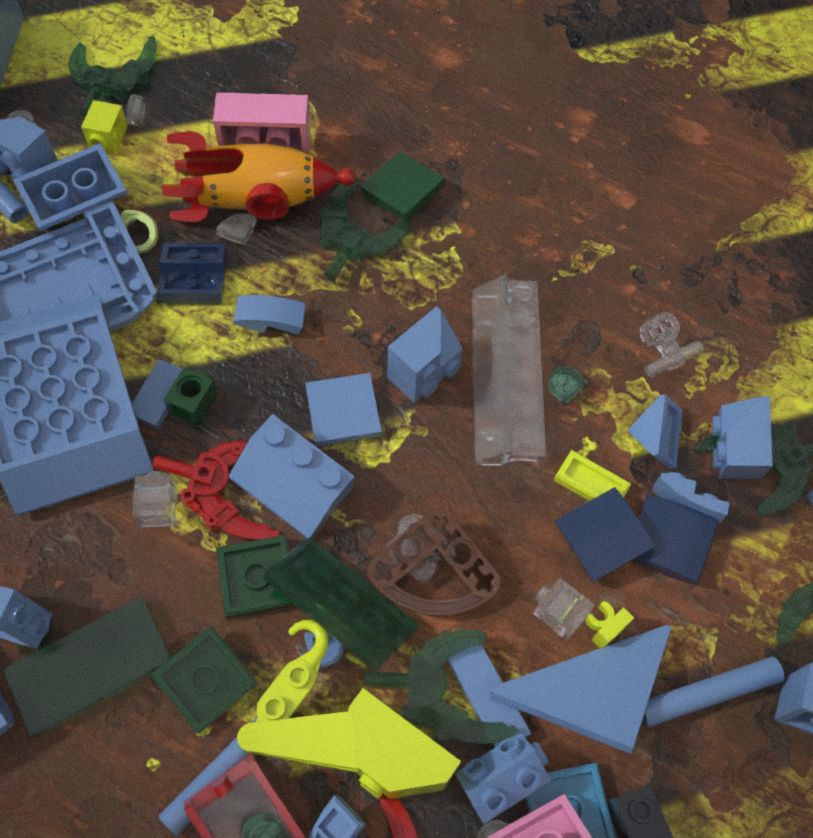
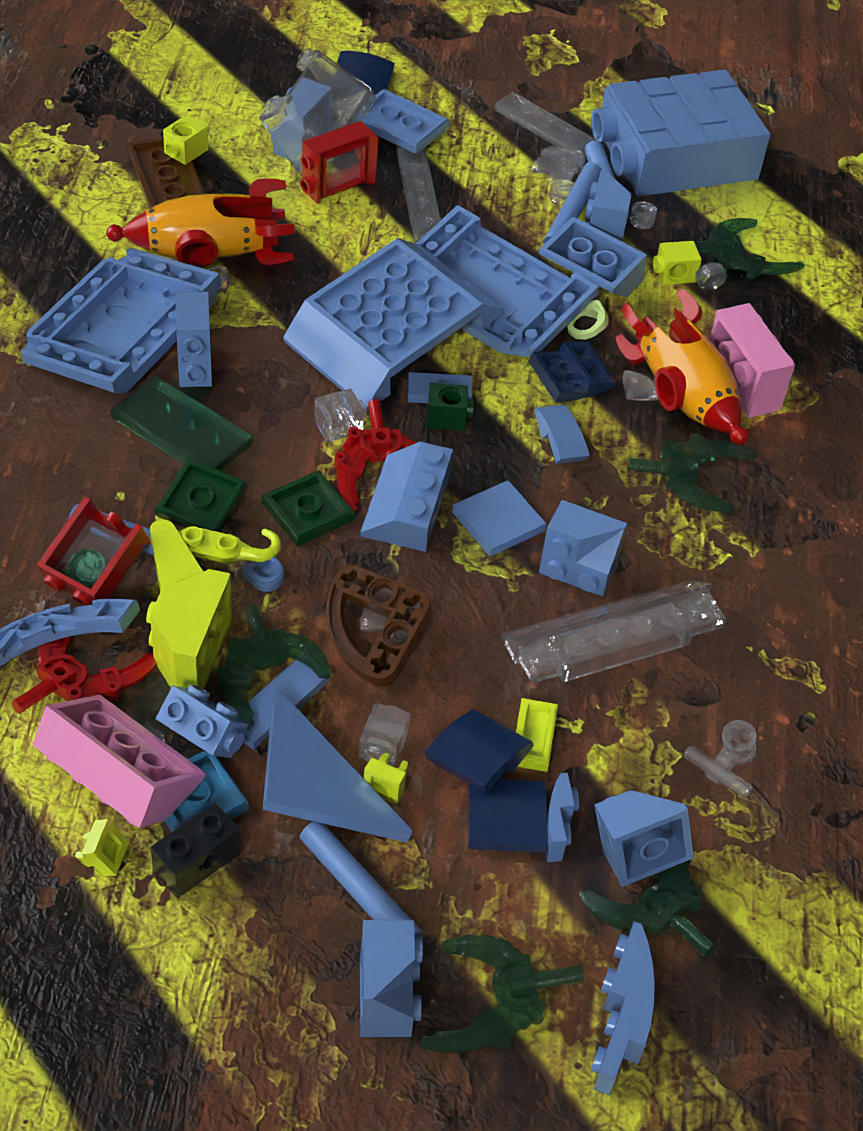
camera: 65 degrees right, 15 degrees down
(342, 603) = (306, 562): clear green tile -> none
(403, 186) = (769, 490): dark green tile -> none
(566, 383) = (630, 685): clear green tile -> none
(660, 430) = (624, 773): medium blue slope -> none

